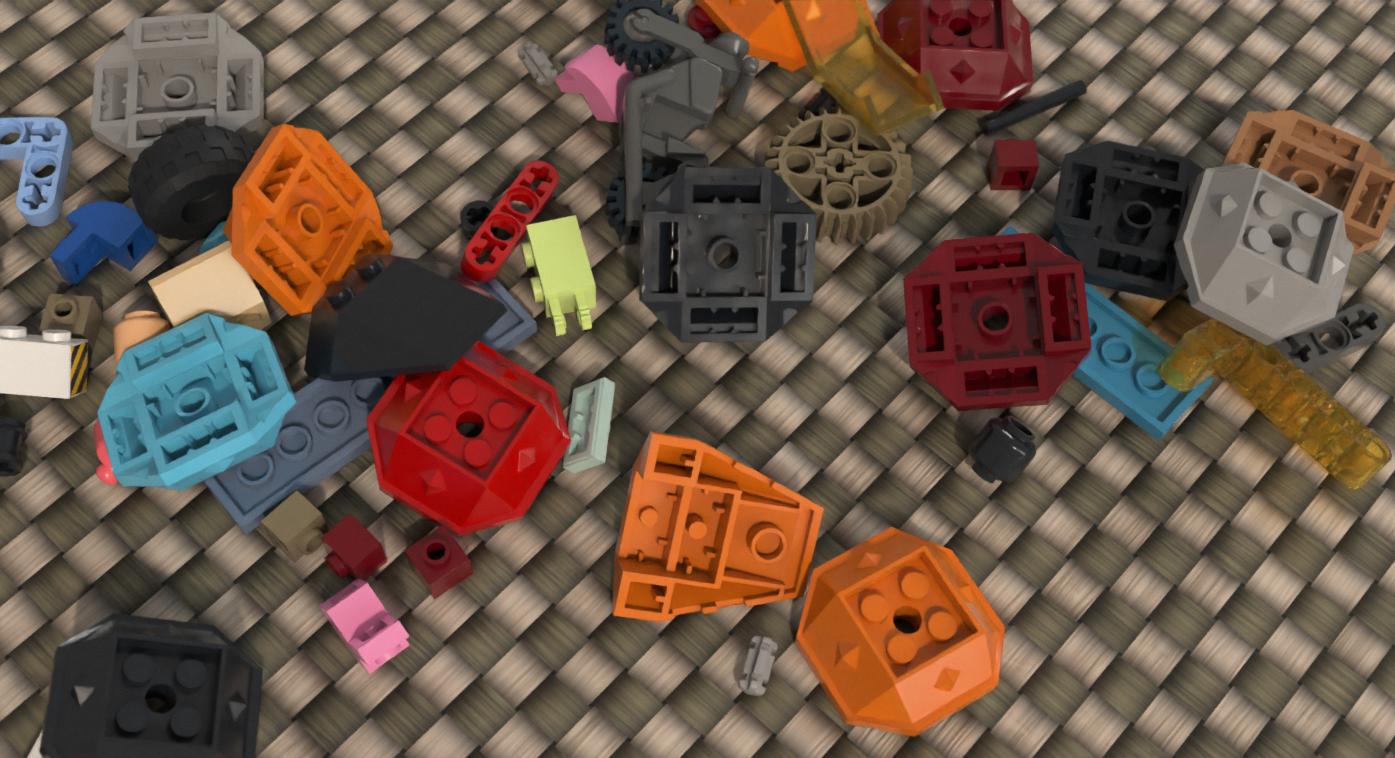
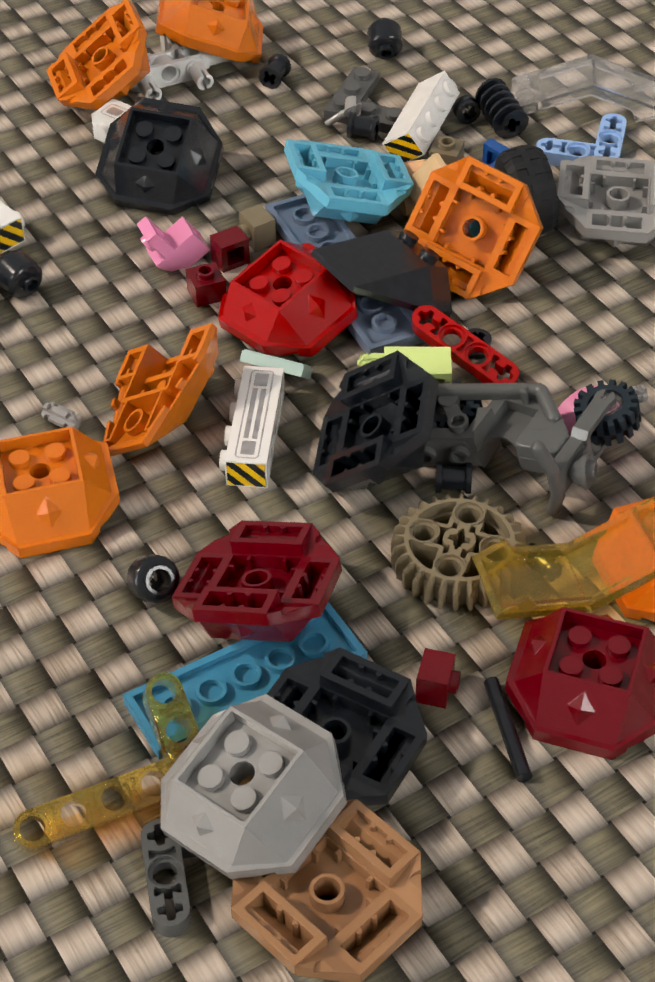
camera: 110 degrees right, 15 degrees down
(722, 414) = (254, 427): none -> white brick

